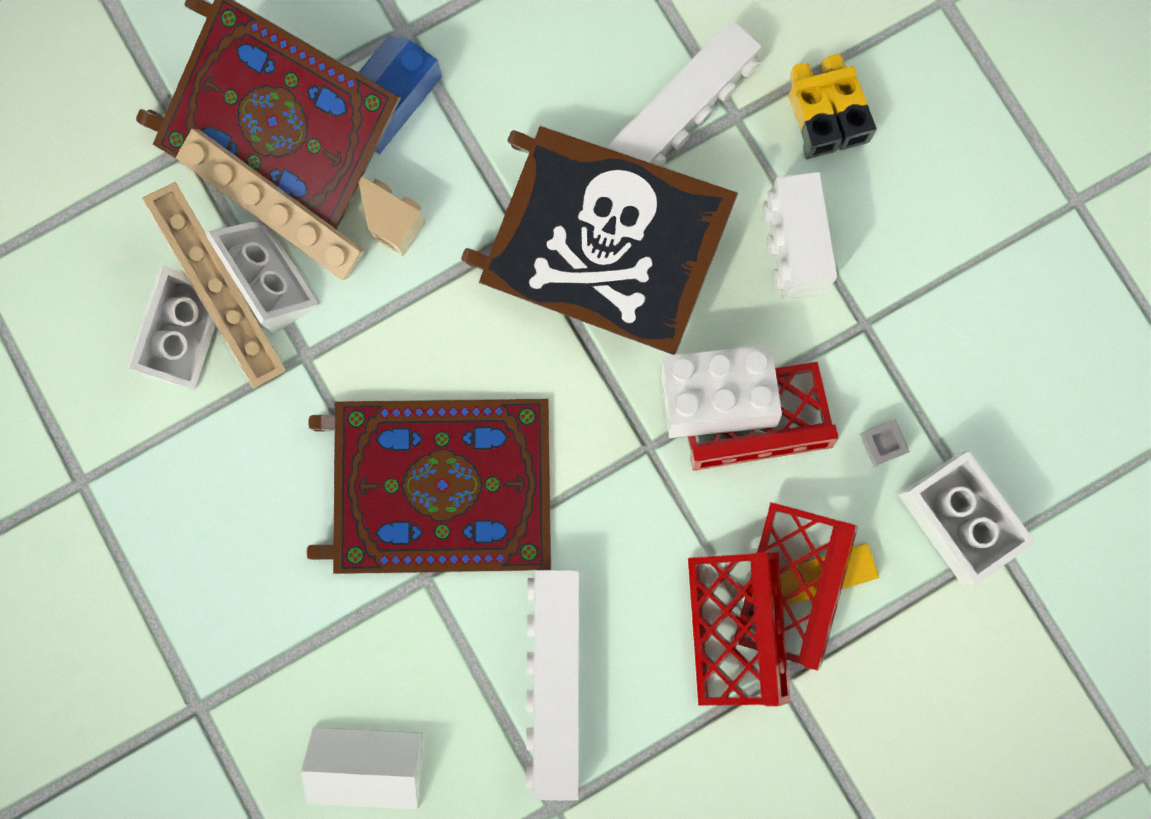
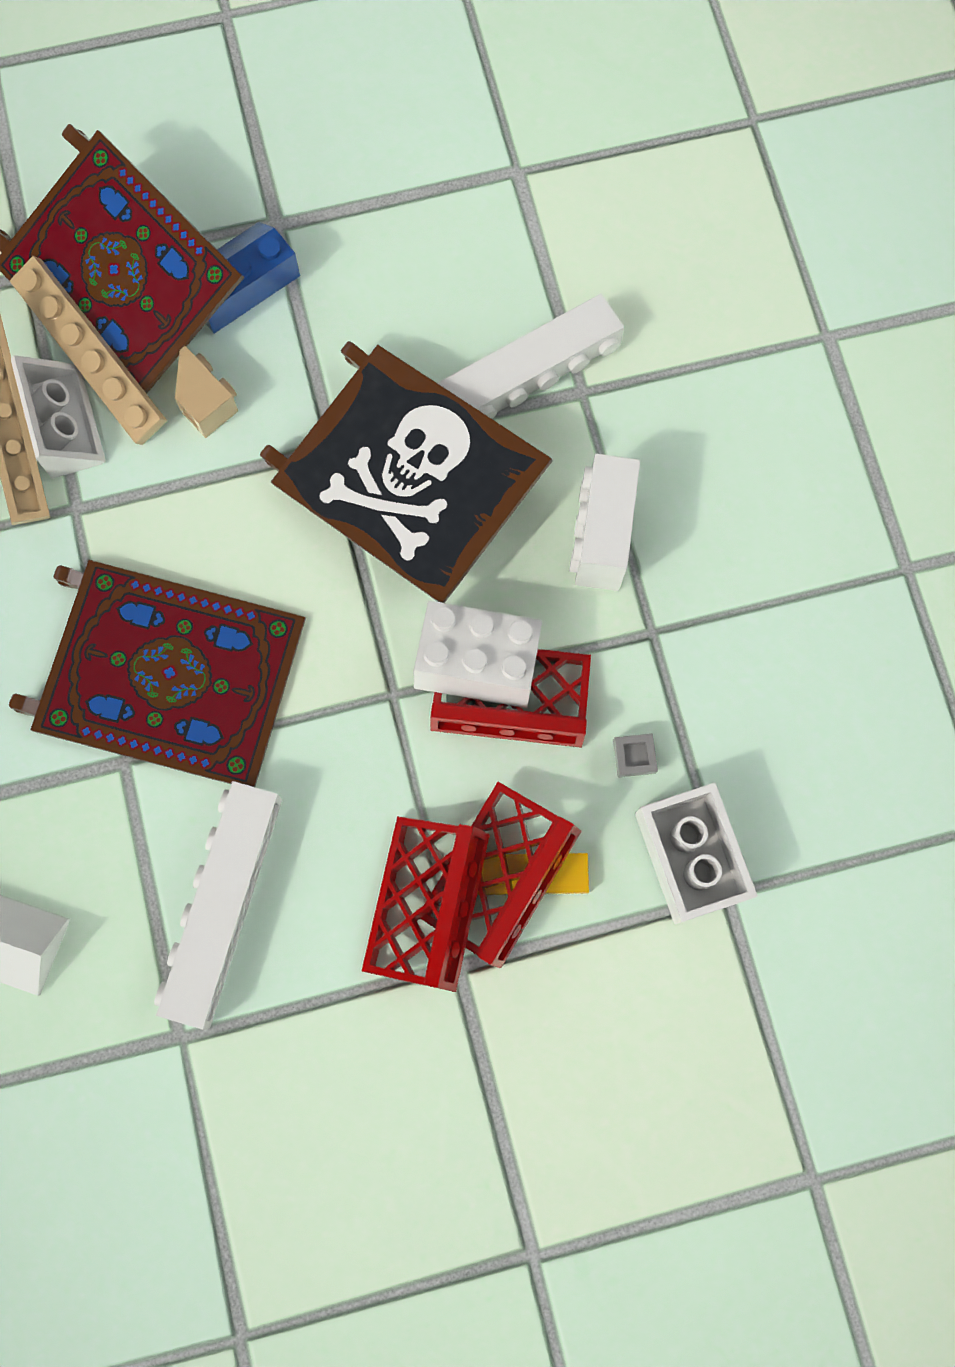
camera: 10 degrees right, 5 degrees down
(830, 107) = (674, 393): hips -> none

